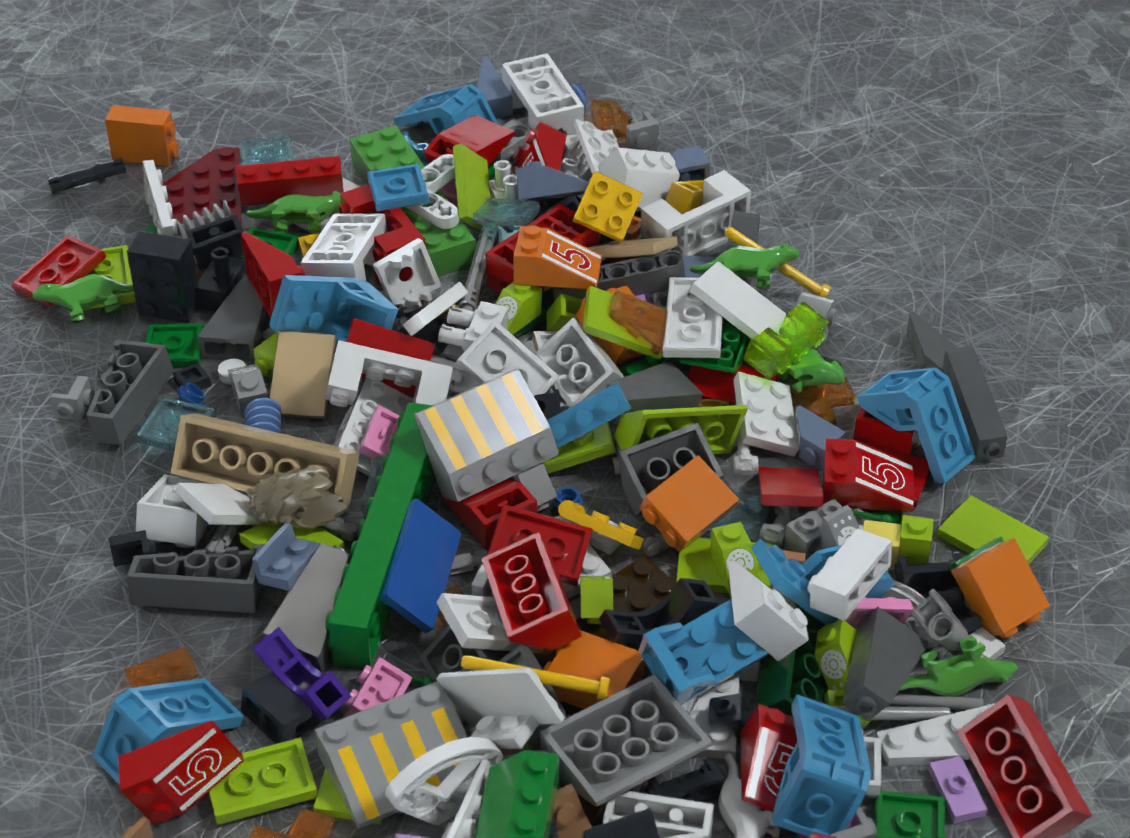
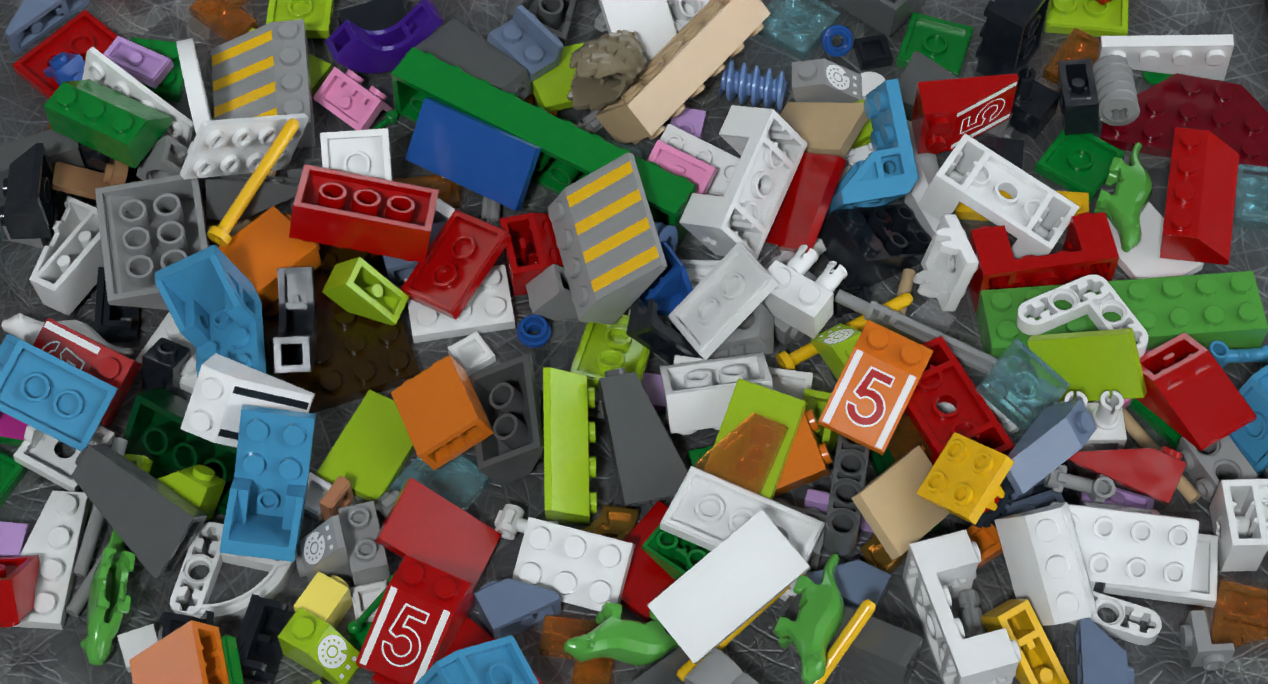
camera: 110 degrees right, 15 degrees up
(397, 187) = (1091, 268): dark azure tile -> none
(435, 309) = (860, 271): white beam -> none
(588, 414) = (604, 345): dark azure plate -> none
(599, 523) = (464, 330): yellow plate -> none
(729, 544) = (357, 439): lime slope -> none
(737, 470) = (496, 502): clear tile -> none
(799, 331) = (662, 631): clear neon green arch -> none
(850, 574) = (230, 490): white brick -> none
(895, 607) = (205, 543): bright pink plate -> none
(936, 618) = (165, 592): light grey piece -> none

